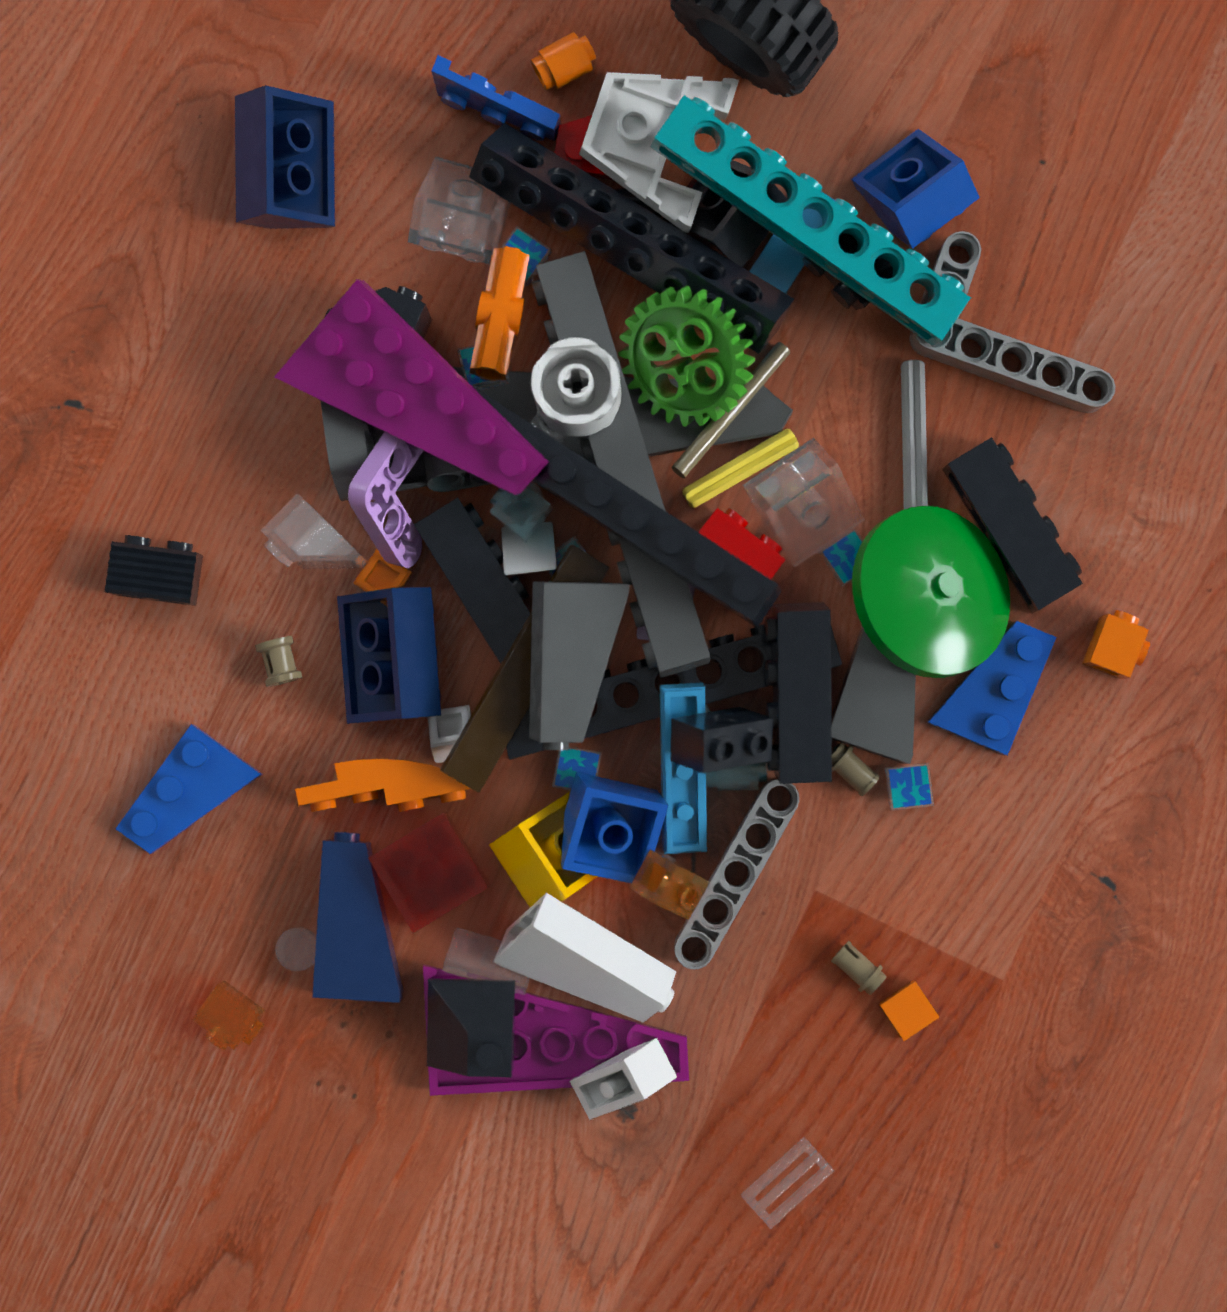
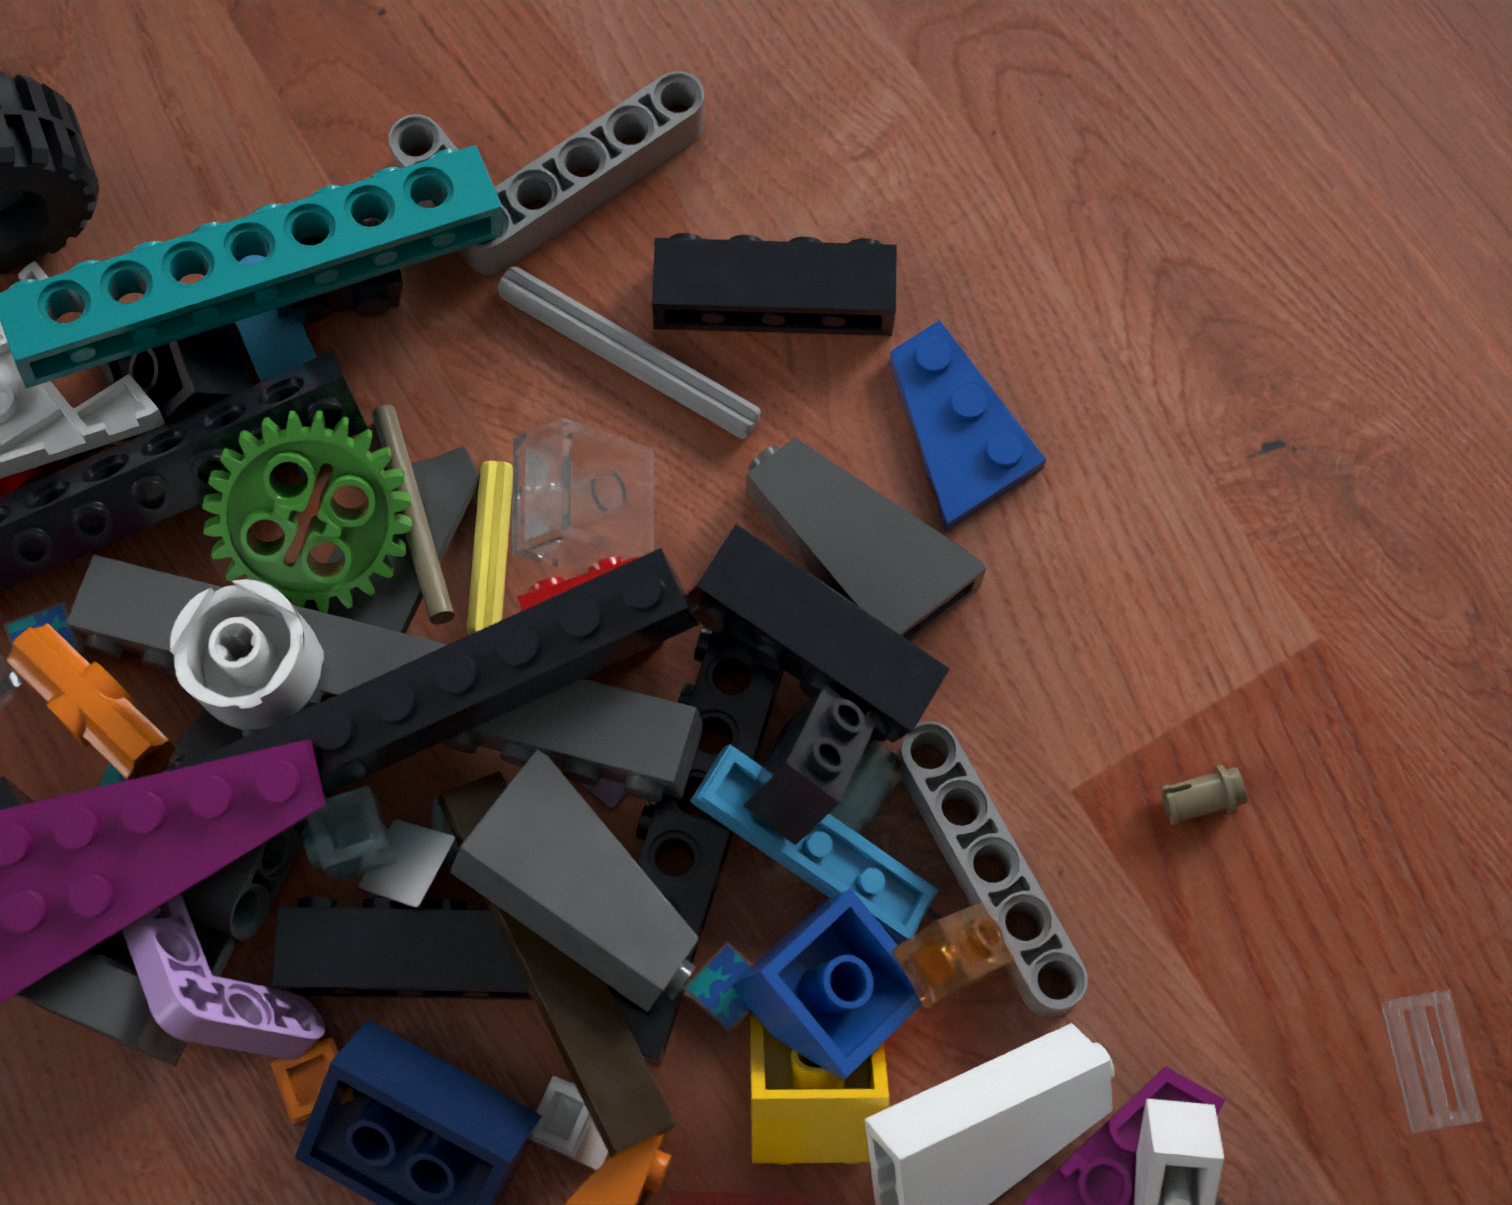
camera: 60 degrees left, 15 degrees down
(308, 540) = (194, 1135): clear slope -> none
(841, 556) = (685, 494): tile -> none
(853, 769) = (954, 645): dark tan pin -> none
(909, 786) = (1011, 596): tile -> none
(909, 1010) = (1293, 770): orange tile -> none
(916, 187) = (307, 138): blue slope -> none
(931, 592) = (792, 416): green dish -> none
(1117, 645) = (994, 260): orange brick -> none

